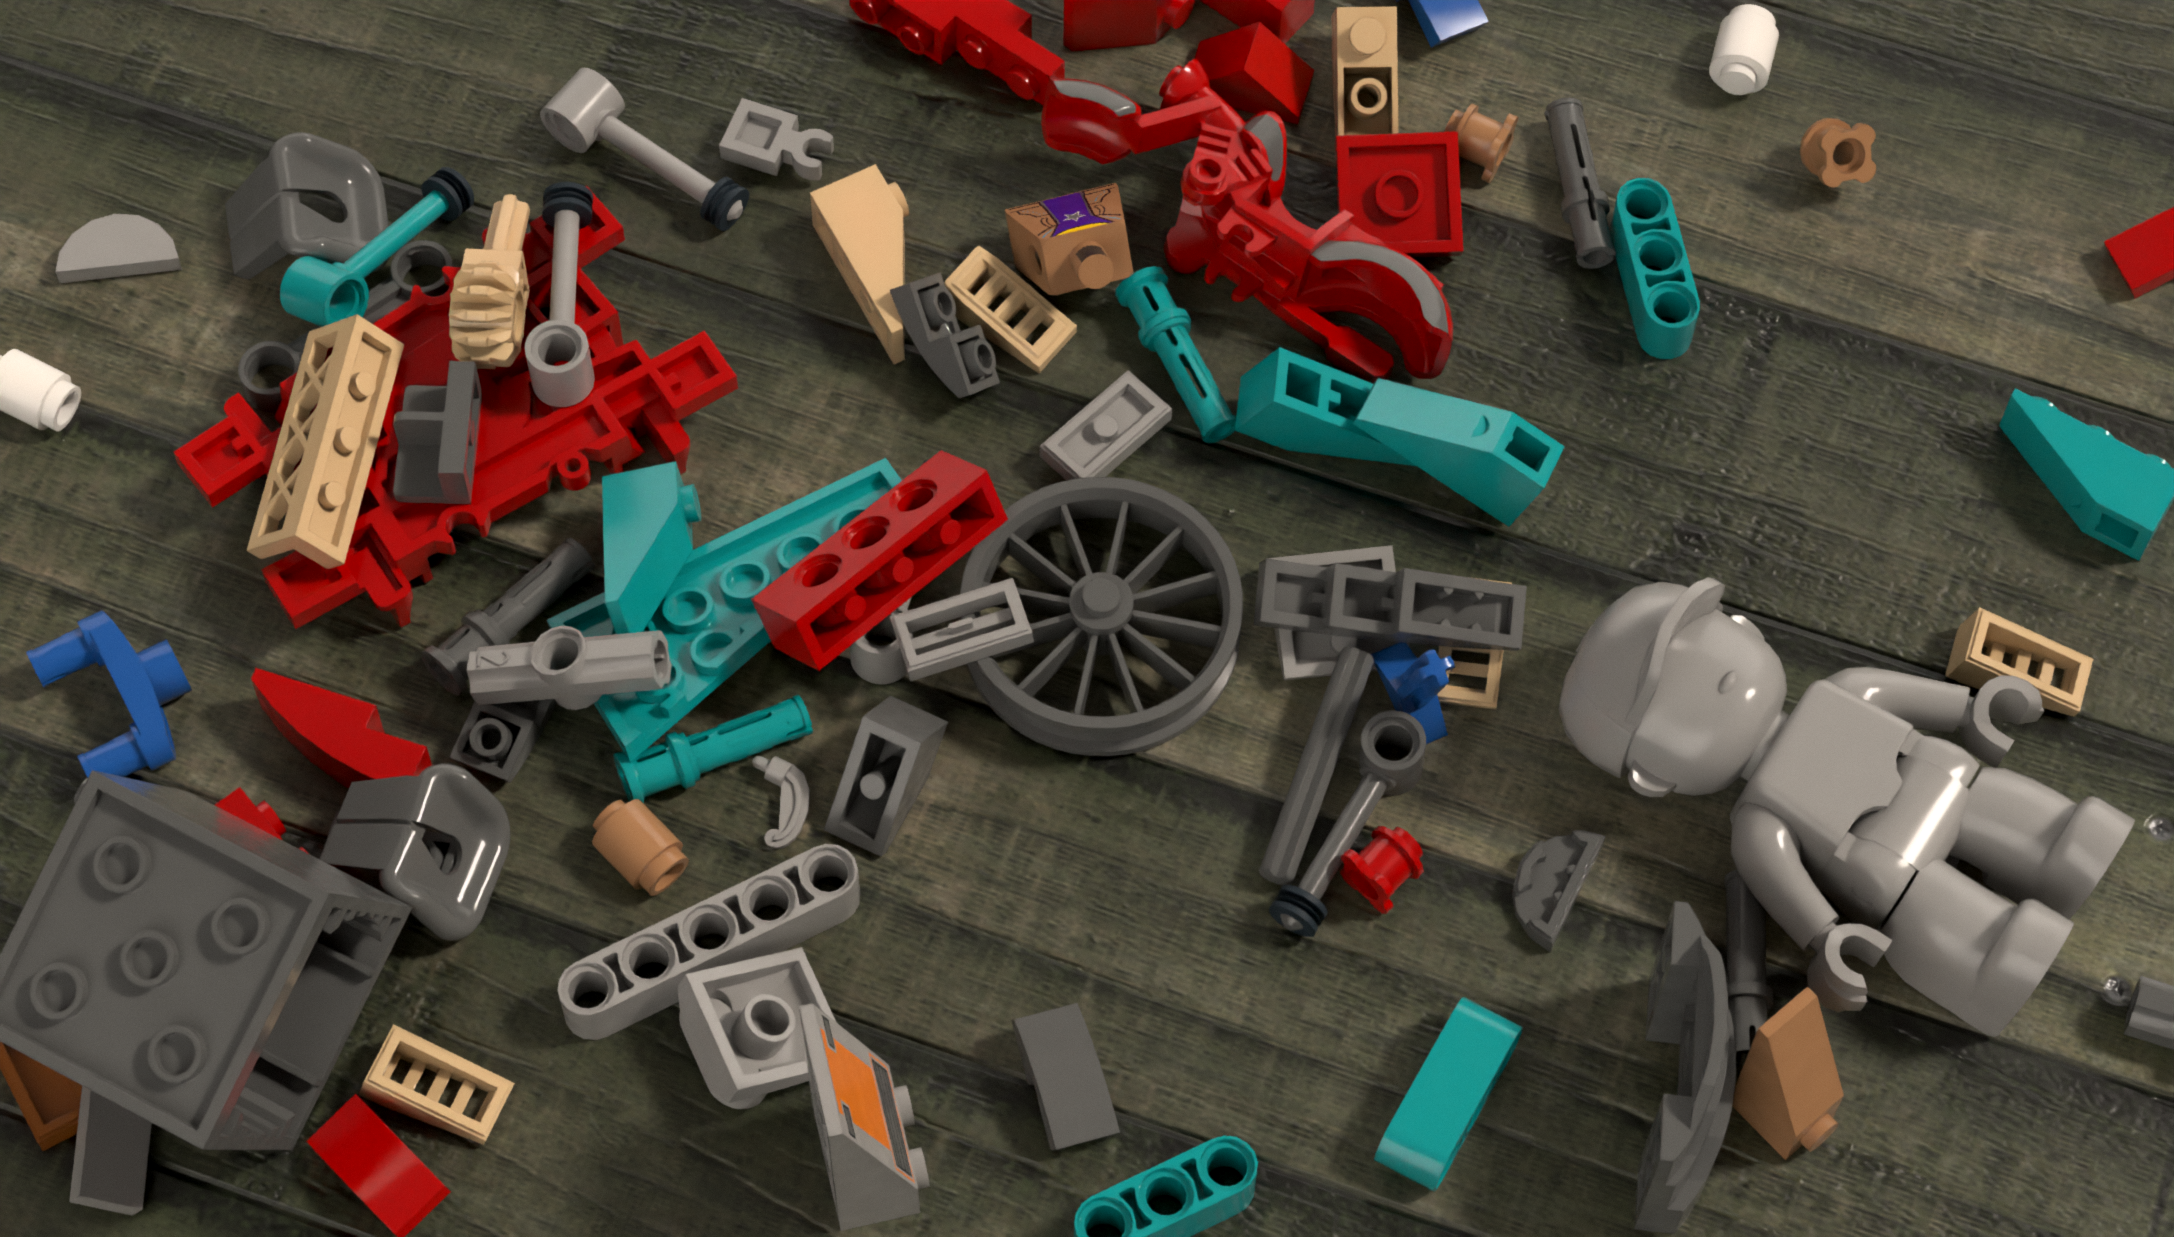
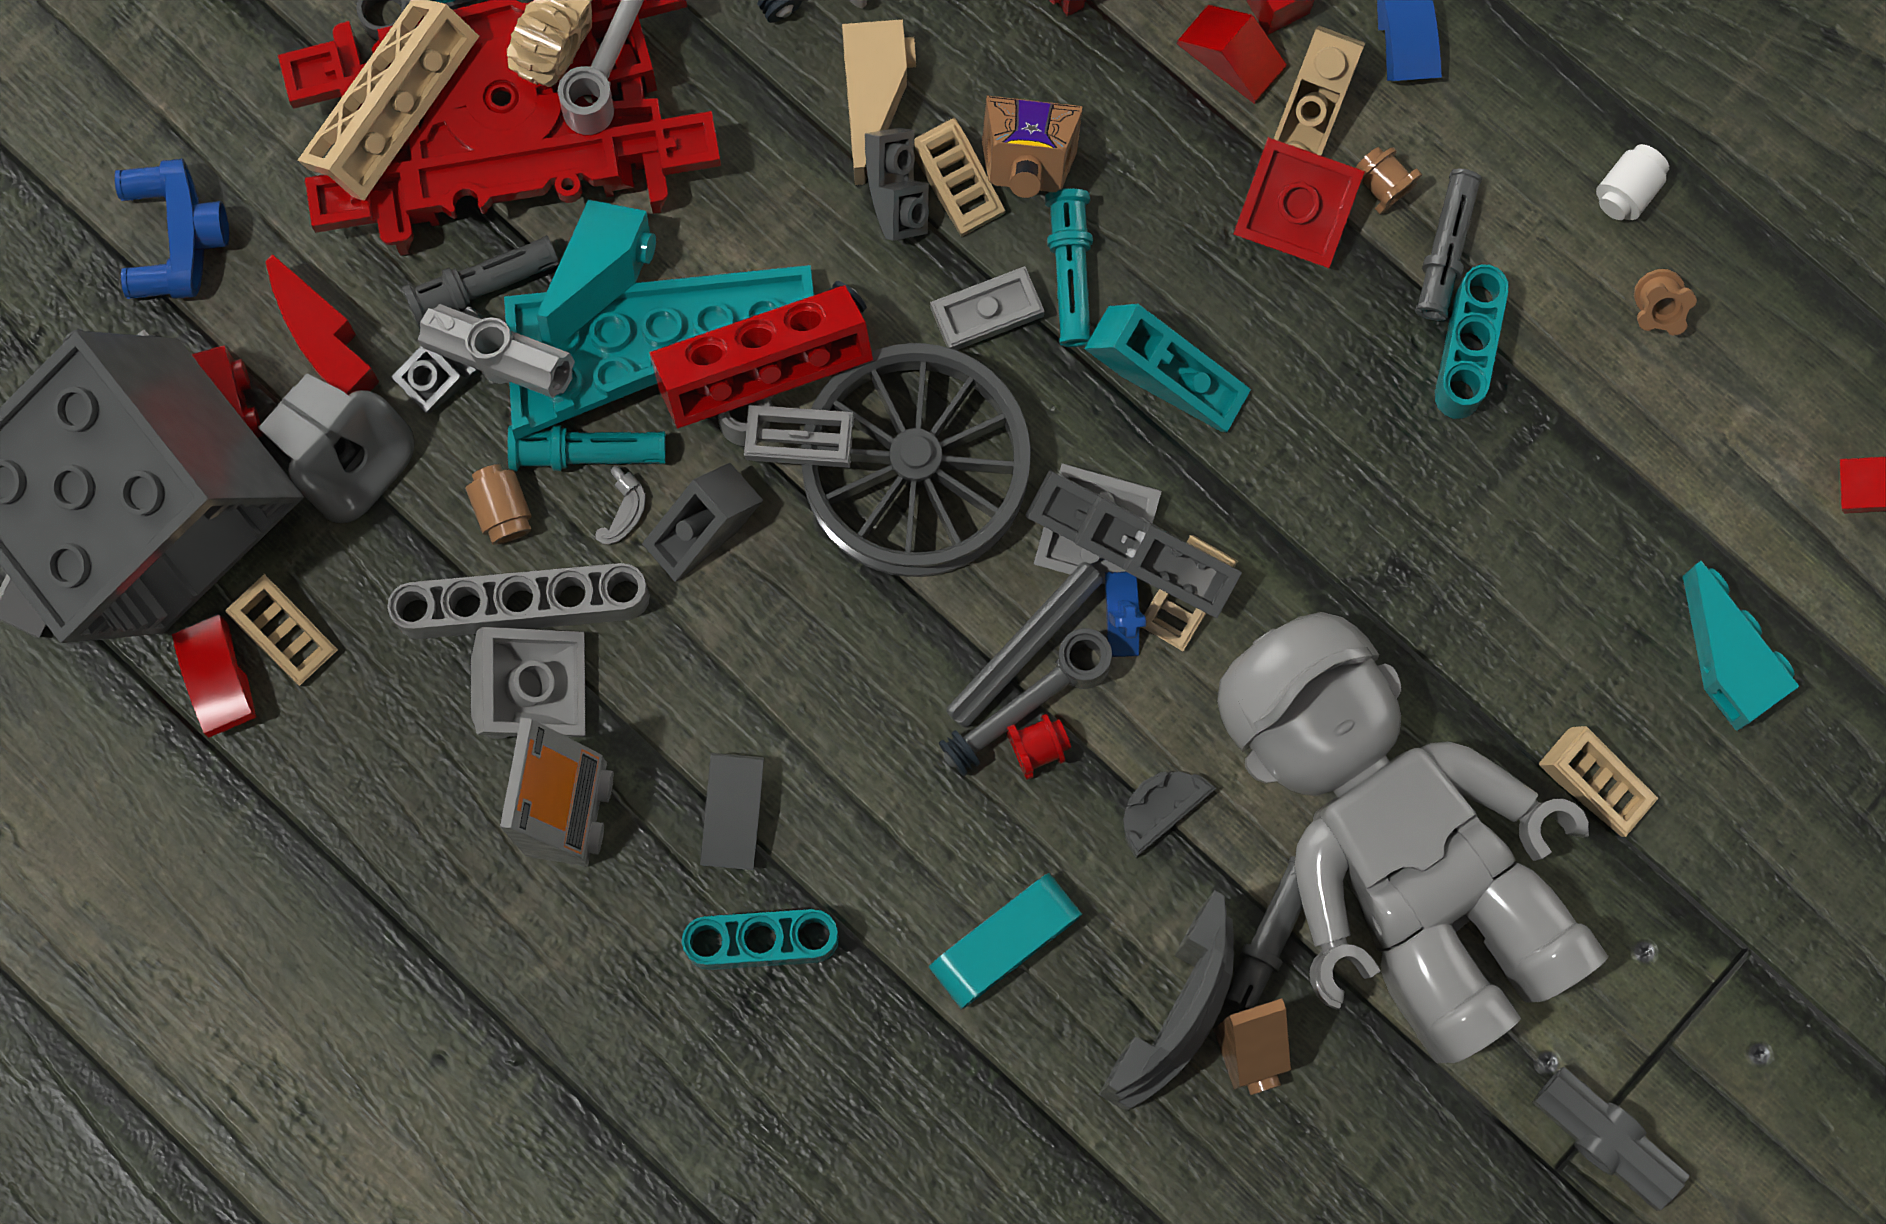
camera: 20 degrees right, 15 degrees up
(439, 439) = (474, 125): dark grey panel -> none
(1244, 232) = (1161, 179): red piece -> none
(1464, 444) = (1248, 433): teal slope -> none

